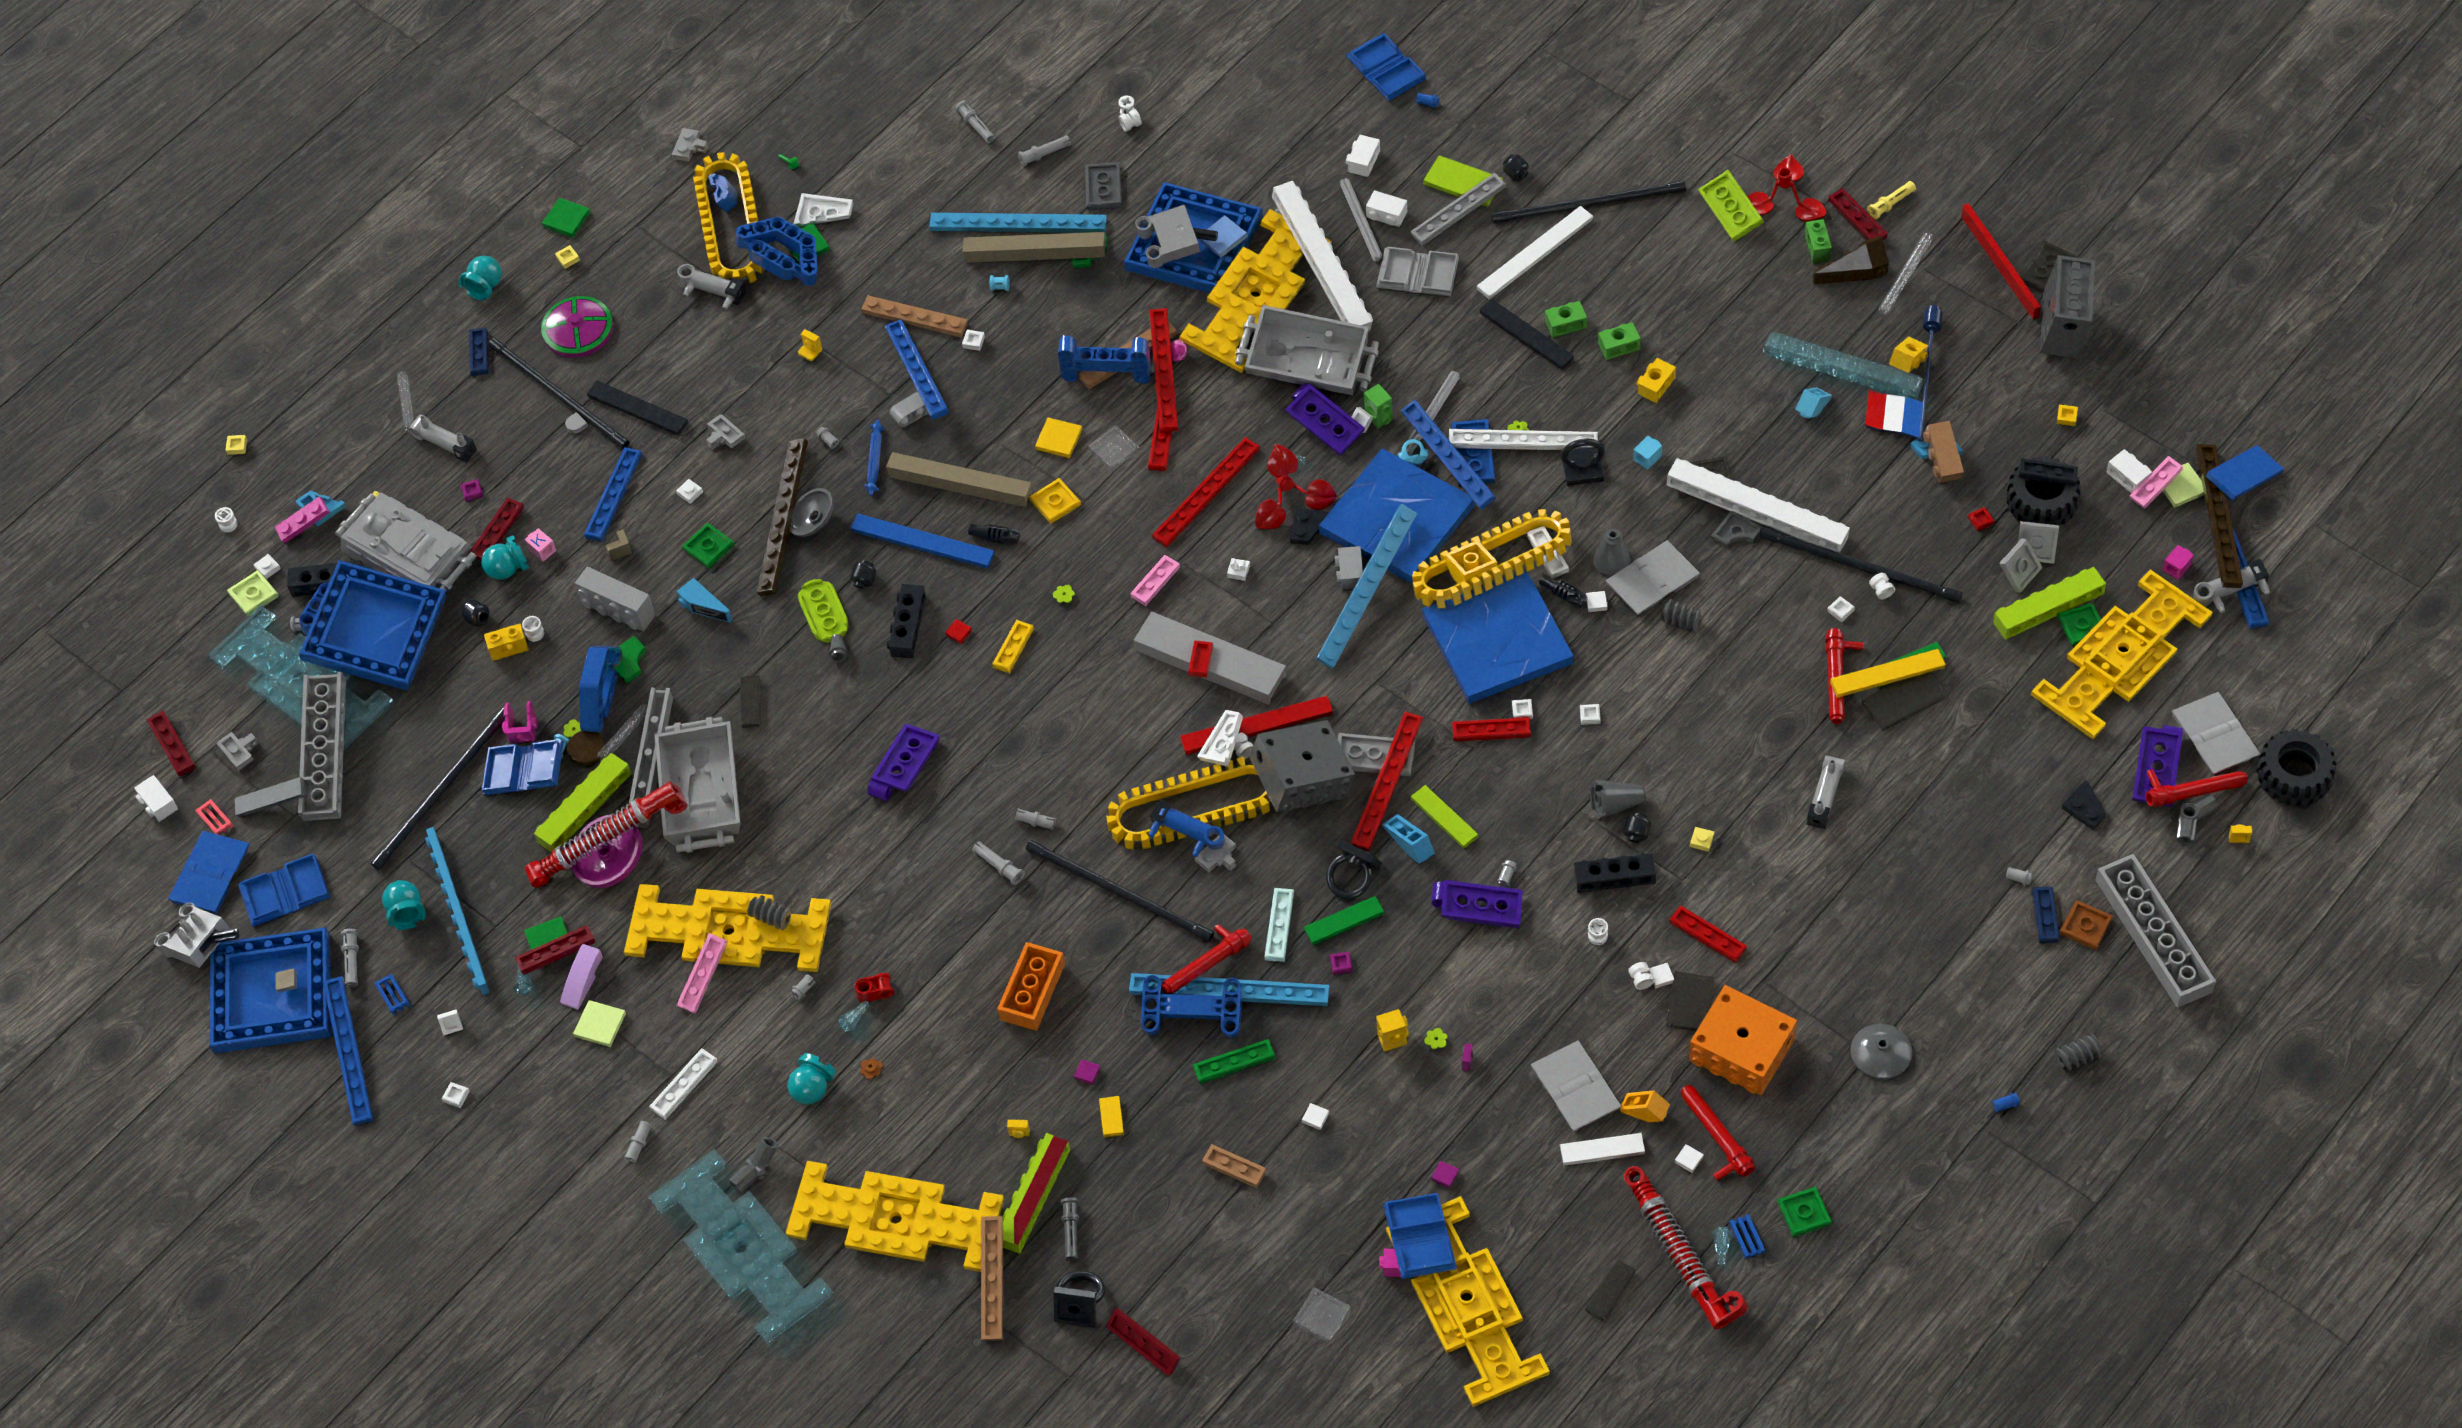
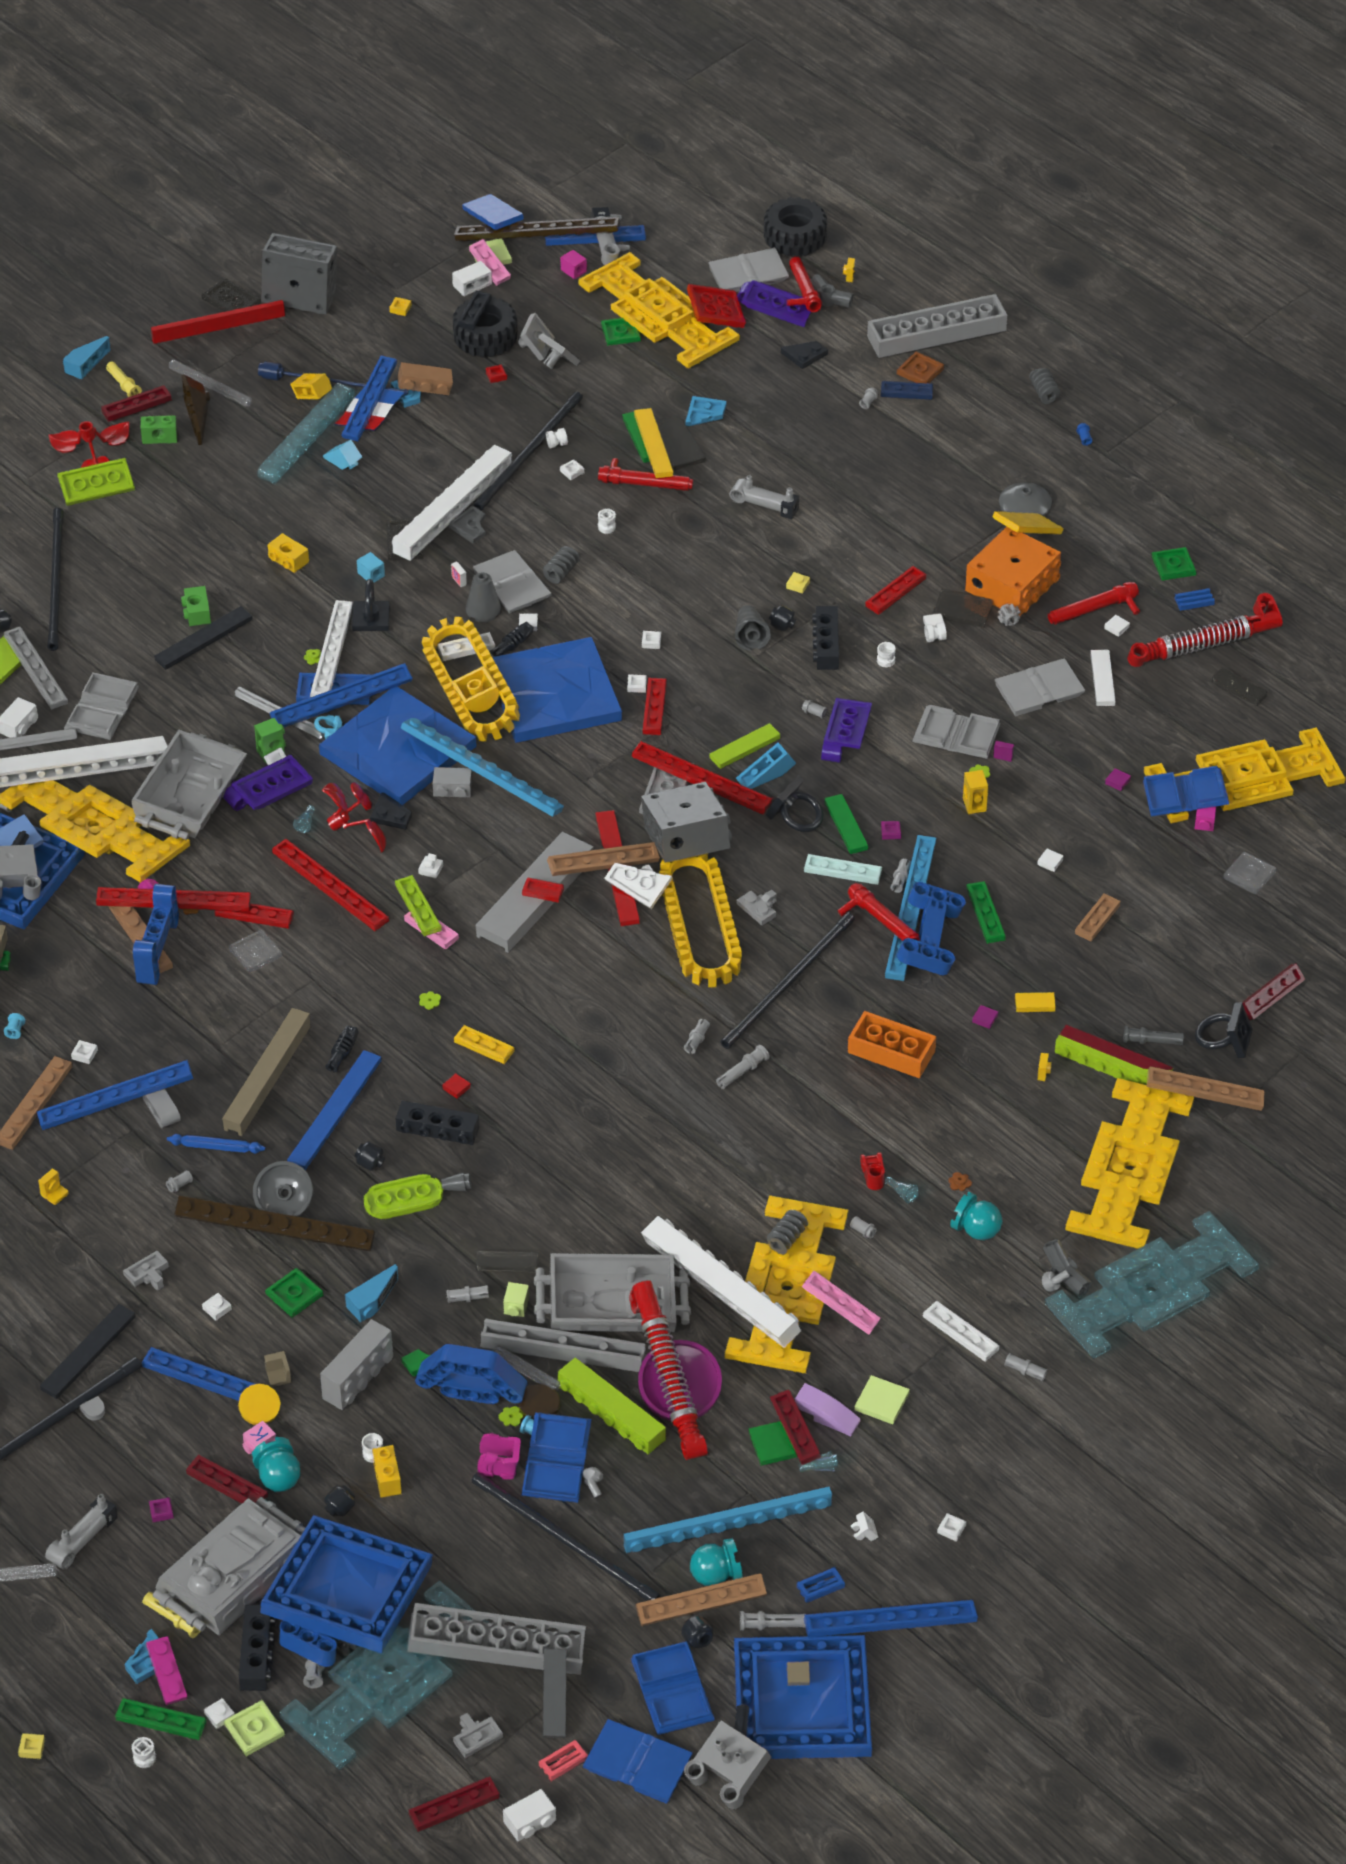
camera: 90 degrees left, 10 degrees down
(263, 527) = (160, 1719): none -> green tile
(336, 899) = (697, 1632): none -> black head
(371, 899) = (701, 1599): none -> medium nougat plate
(504, 799) = (591, 1477): none -> light grey plate
(578, 538) = (259, 1404): none -> yellow tile
(700, 710) = (516, 1299): none -> yellowish green brick
(708, 675) = (467, 1294): none -> light grey pin
(715, 867) = (722, 1282): none -> white brick
(741, 1154) = (1052, 1281): none -> light grey plate
(884, 780) = (630, 1147): dark purple hinge -> none
(1055, 500) = (311, 999): yellow tile -> none
(1058, 437) = (231, 992): yellow tile -> none
(1166, 816) = (723, 922): blue piece -> none
(1175, 562) = (418, 905): none -> lime tile
(1244, 694) = (602, 858): none -> medium nougat plate
(1271, 975) = (900, 875): none -> light grey pin
(1495, 1012) = (957, 733): none -> light grey piece
(1534, 252) = (105, 622): white tile -> none
(1619, 341) = (233, 572): bright green brick -> none
(1645, 1106) = (1066, 643): light orange slope -> none
(1651, 529) = (458, 574): none -> white tile
(1679, 1045) = (1009, 614): none -> light grey gear
(1722, 1239) = (1198, 612): clear light blue cone -> none
(1759, 648) = (606, 521): none -> white wheel
(1820, 1046) = (1027, 523): none -> yellow tile
(1904, 408) = (369, 398): none -> blue tile
(1916, 162) = (85, 358): none -> dark azure slope
(1960, 718) = (705, 410): none -> dark azure wing
(2048, 602) = (597, 342): lime brick -> none
(2134, 704) = (716, 306): none -> red plate

